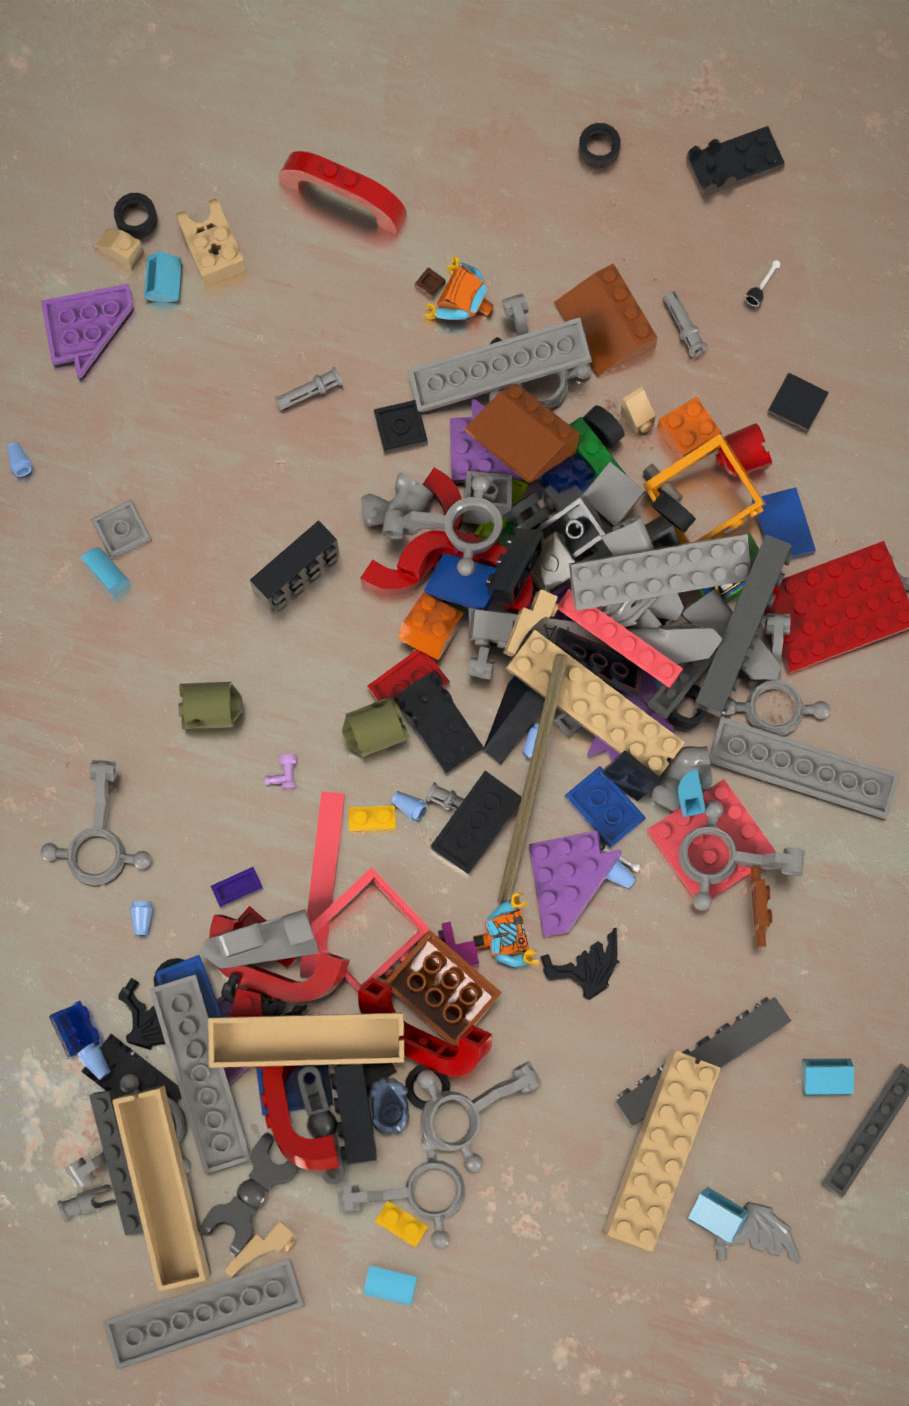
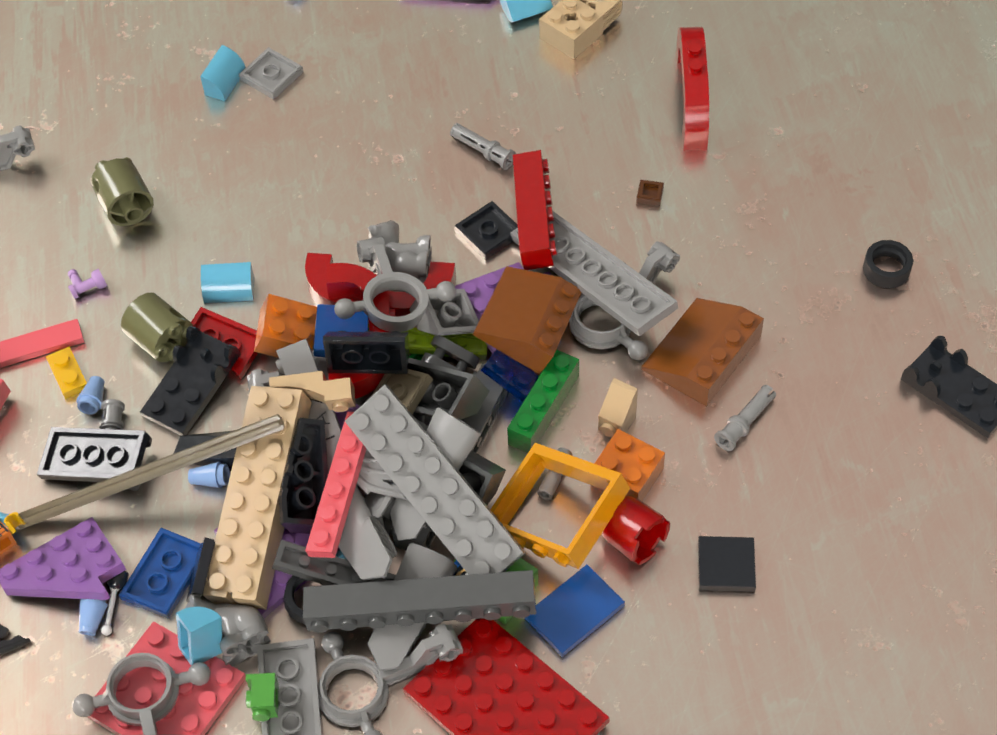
camera: 65 degrees right, 20 degrees down
(295, 566) = (293, 198): black brick -> none
(349, 656) = (227, 282): none -> medium azure brick
(411, 380) = (533, 210): none -> red brick
(462, 294) = (650, 215): torso -> none
(604, 426) = (582, 386): black tyre -> none
(613, 494) = (508, 419): light grey tile -> none
(673, 511) = (512, 474): black tyre -> none
(755, 295) = (822, 469): black hinge -> none
(759, 769) = (262, 695): none -> bright green brick

